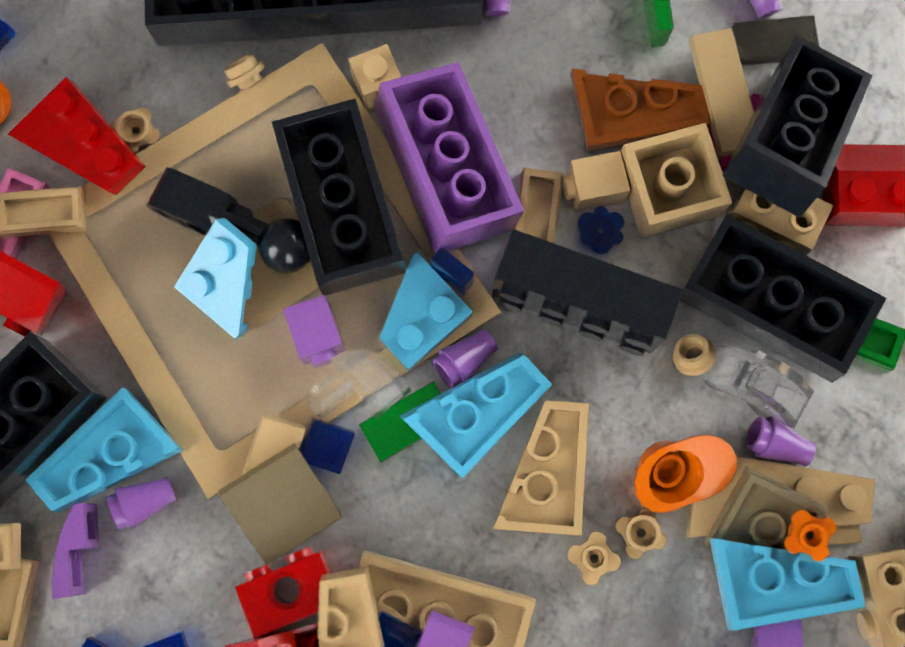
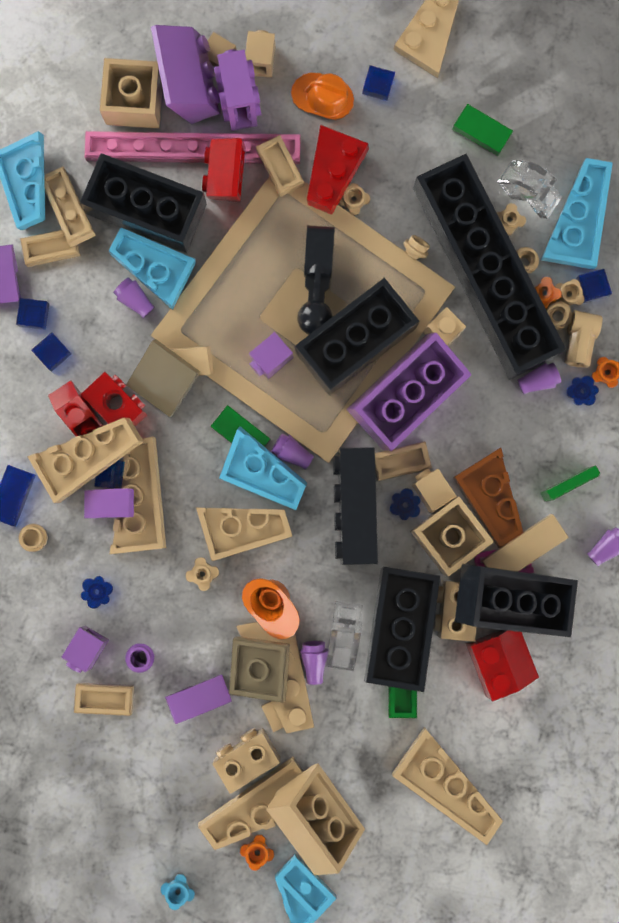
camera: 65 degrees right, 5 degrees up
(77, 534) = (102, 271): medium lavender slope -> none
(220, 276) = (280, 287): wing -> none
(327, 445) = (207, 391): clear blue tile -> none
(363, 373) = (255, 395): clear brick -> none
(422, 314) = (307, 415): medium azure wing -> none
(452, 271) = (339, 423): clear blue tile -> none
(637, 545) = (220, 597): tan plate -> none
(692, 346) = (350, 584): tan plate -> none
(770, 39) = (574, 565): clear smoke tile -> none
(776, 586) = (227, 689): medium azure wing -> none
(800, 525) = (267, 689): orange plate -> none

